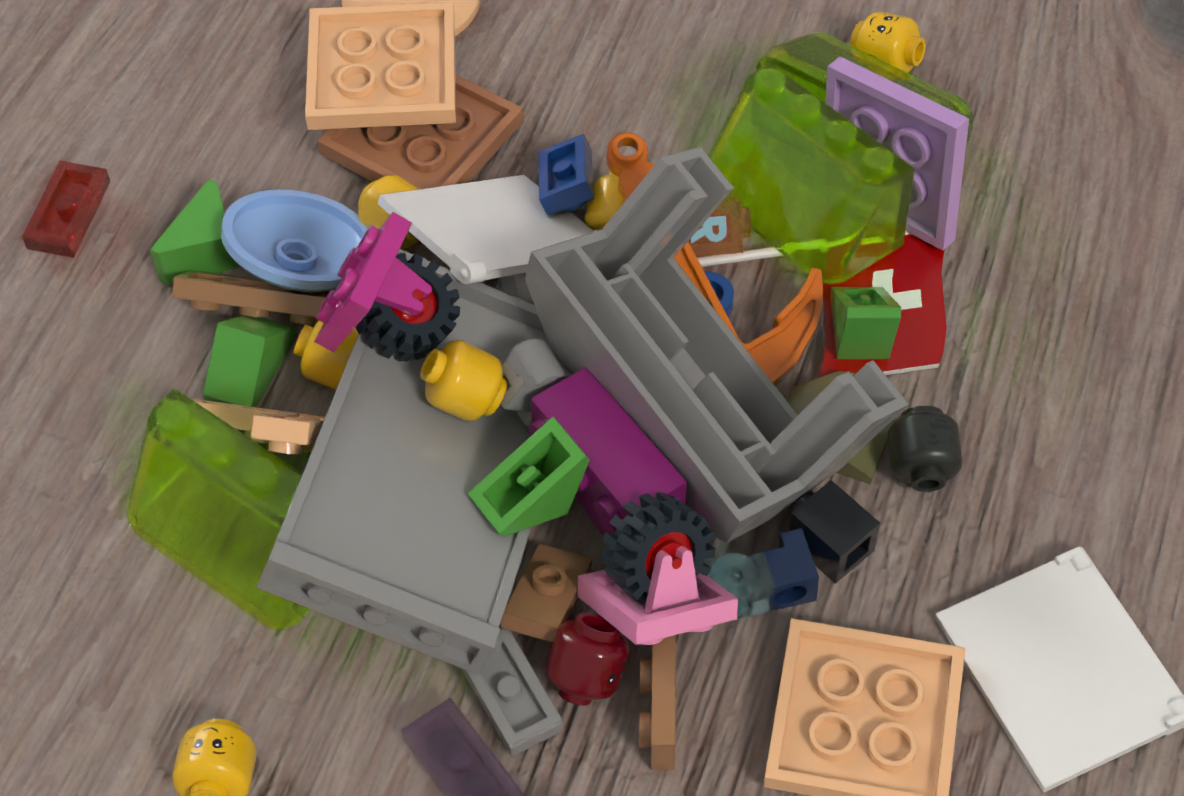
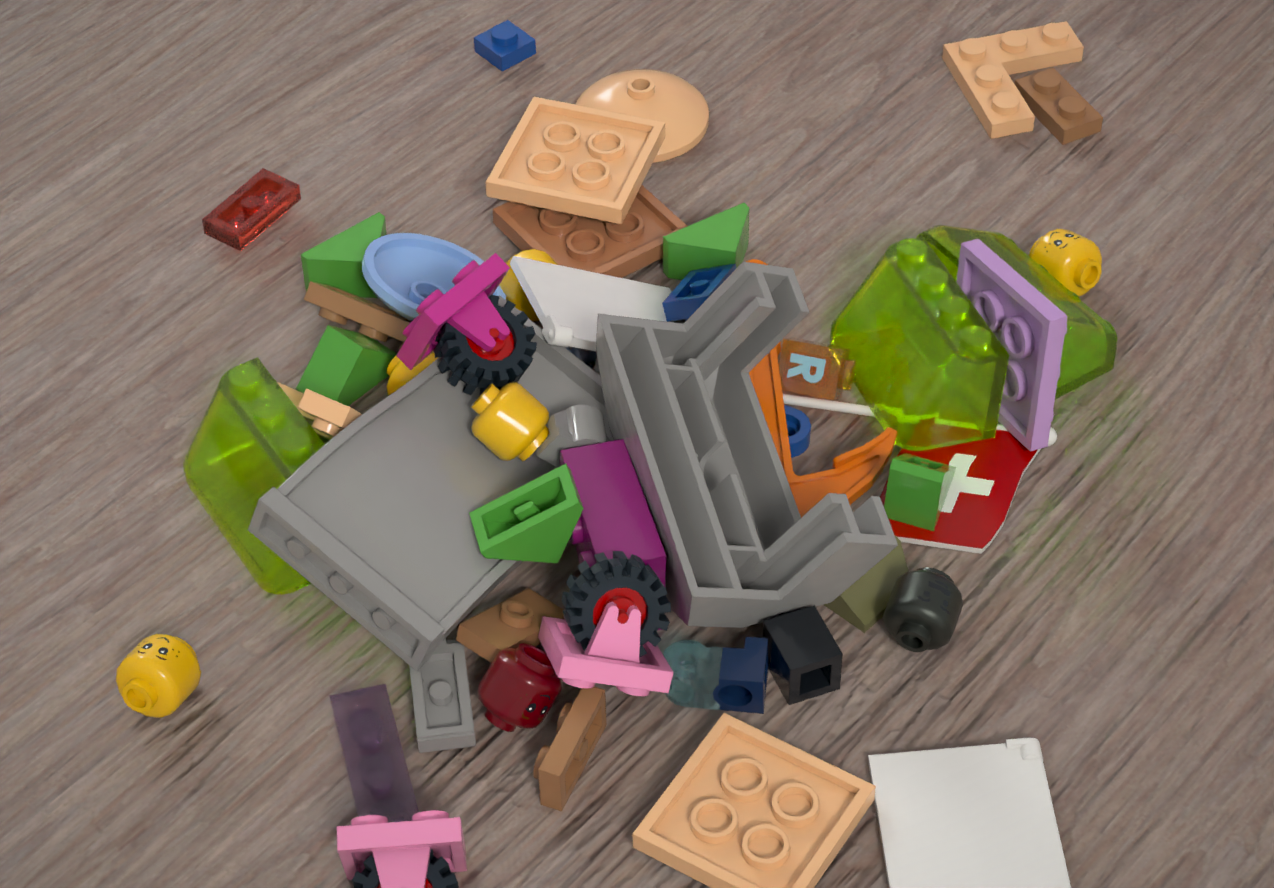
camera: 20 degrees right, 10 degrees down
(546, 120) = (707, 243): none -> bright green slope

